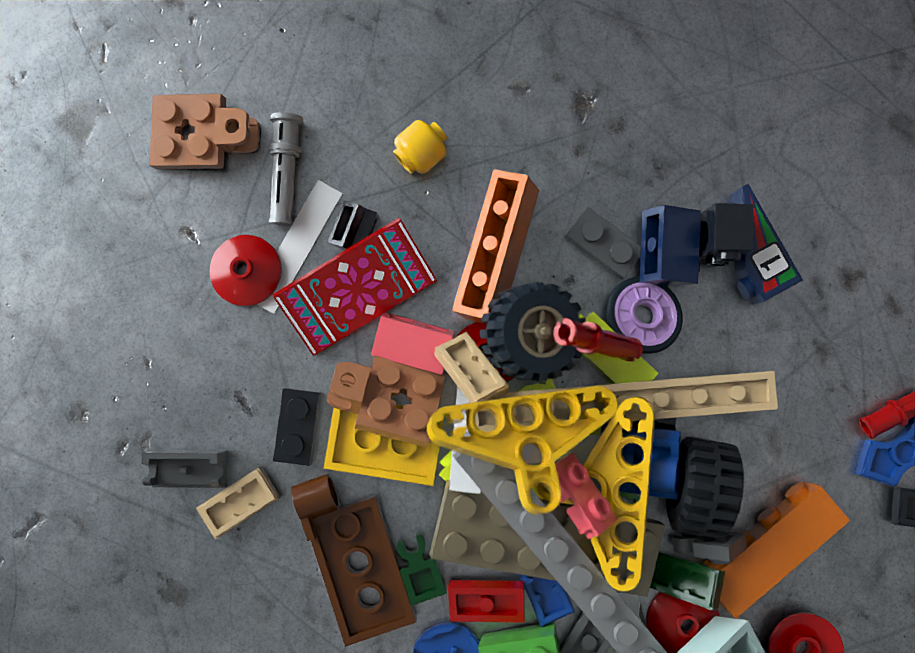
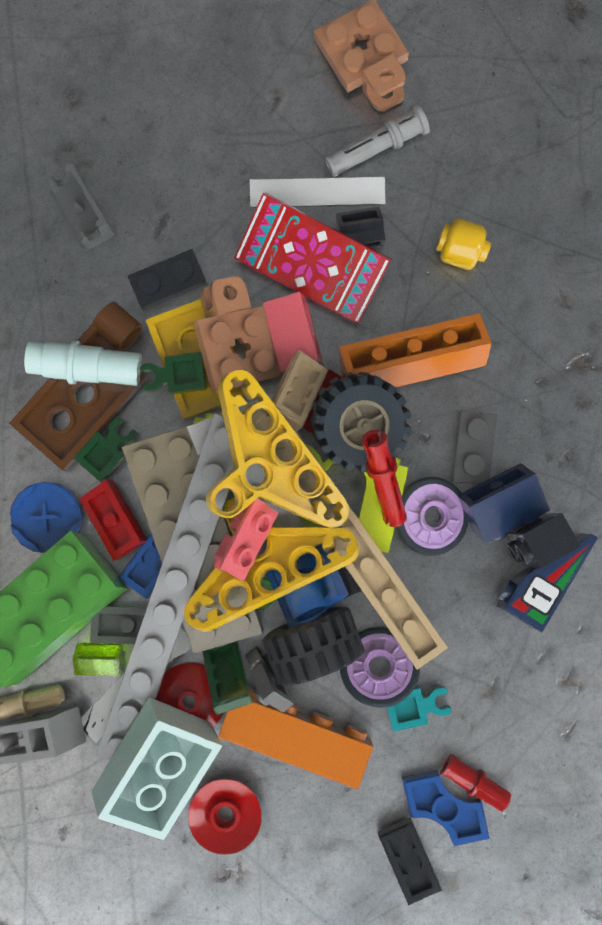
camera: 60 degrees right, 0 degrees up
(238, 502) = (77, 267): tan plate -> none
(261, 275) = (276, 175): red dish -> none
(332, 549) = (82, 363): none -> light aqua piece
(393, 466) = (182, 374): none -> dark green plate
(775, 444) = (383, 690): none -> lavender wheel
(800, 432) = (413, 709): none -> teal plate

